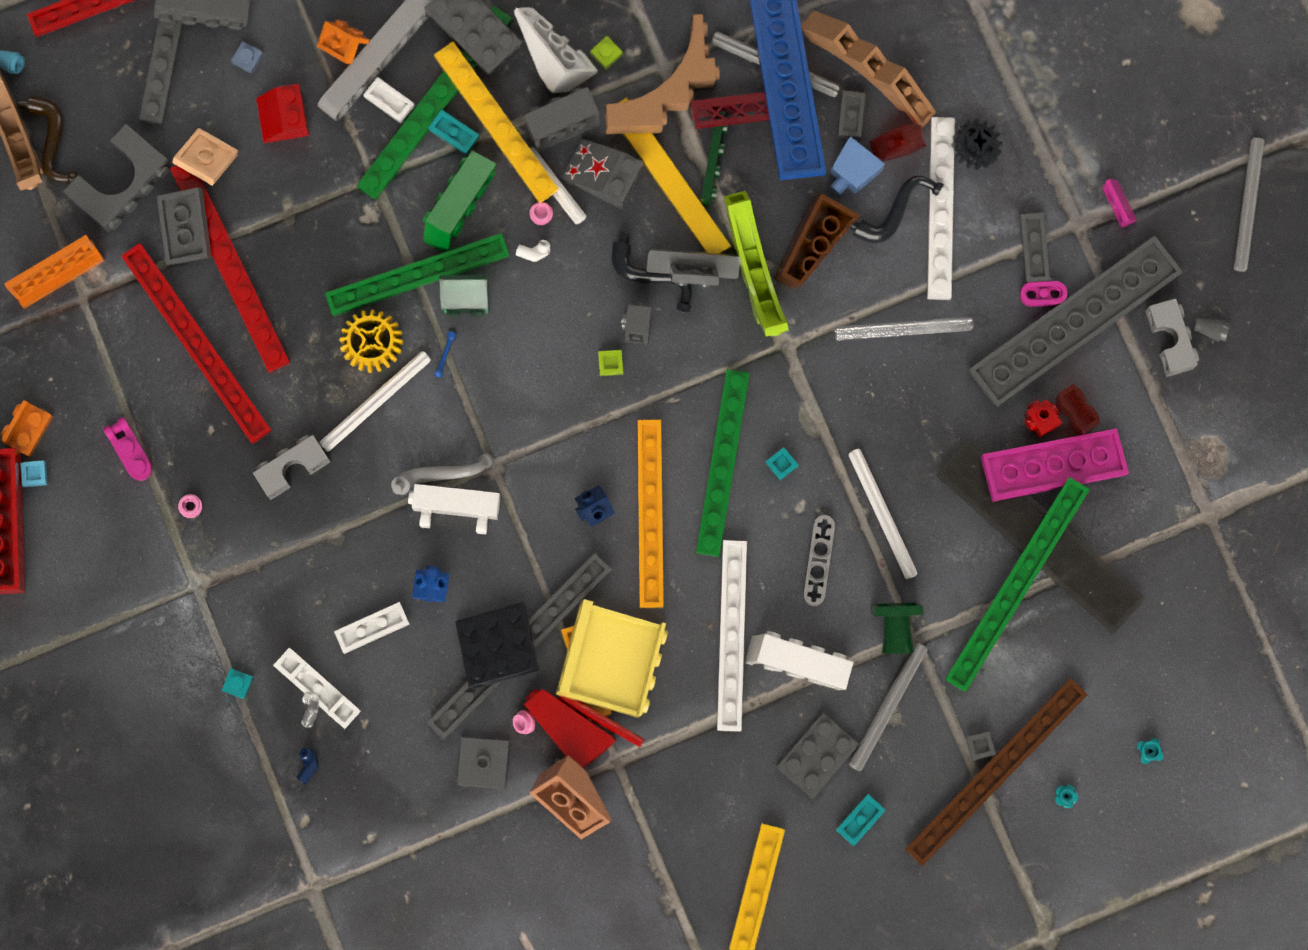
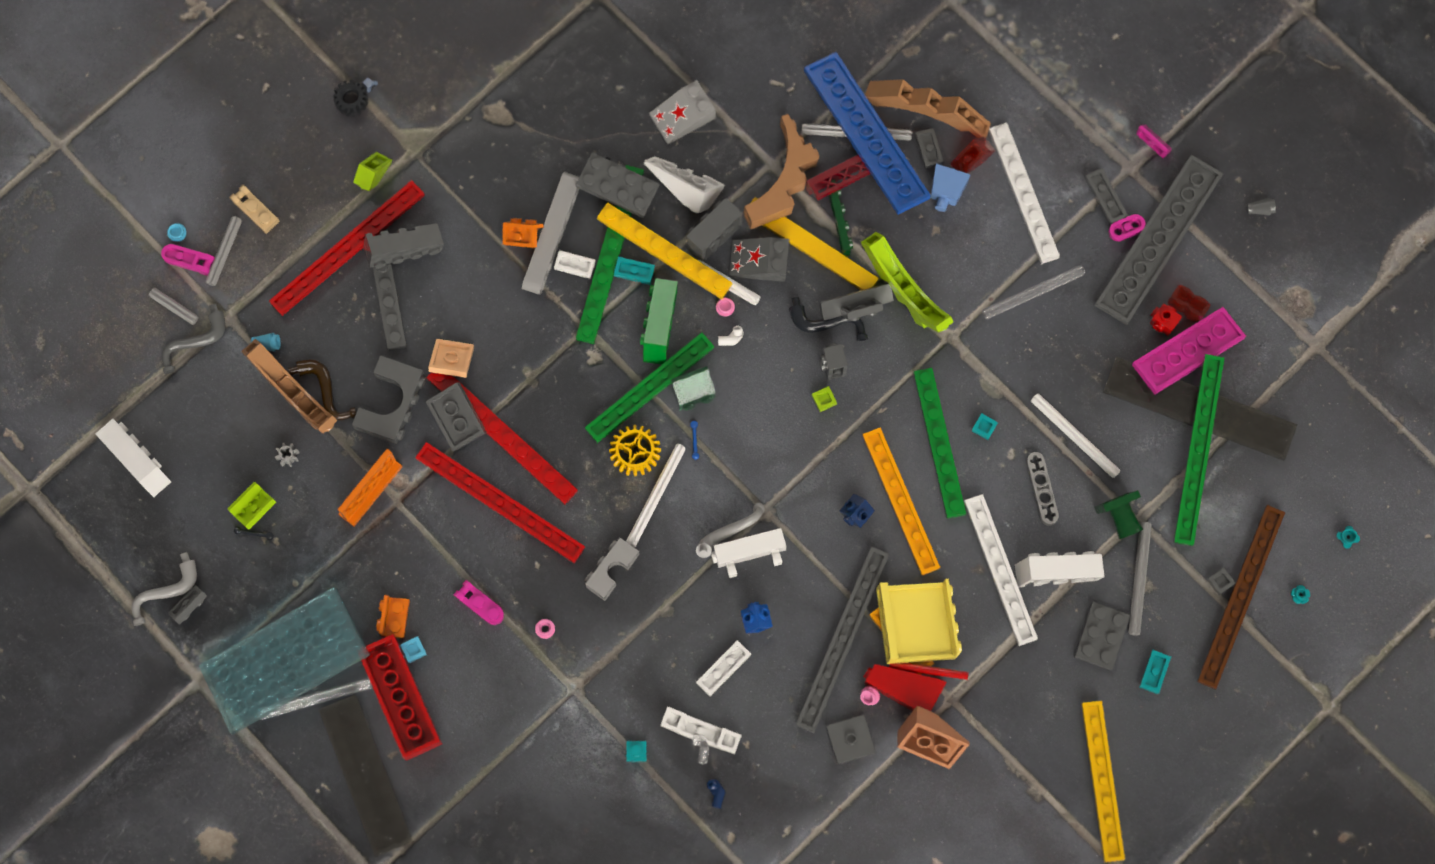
camera: 20 degrees left, 5 degrees down
(247, 57) = (452, 272): sand blue plate -> none
(282, 114) = (497, 304): red slope -> none
(497, 645) = (826, 644): black plate -> none
(606, 52) = (725, 169): lime plate -> none
(814, 239) = (940, 248): reddish brown wedge -> none
(881, 233) = (982, 230): black animal -> none
(983, 137) = (1031, 136): black gear -> none
(1169, 317) = (1227, 211): light grey arch -> none
(1248, 205) = (1249, 106): light grey axle -> none

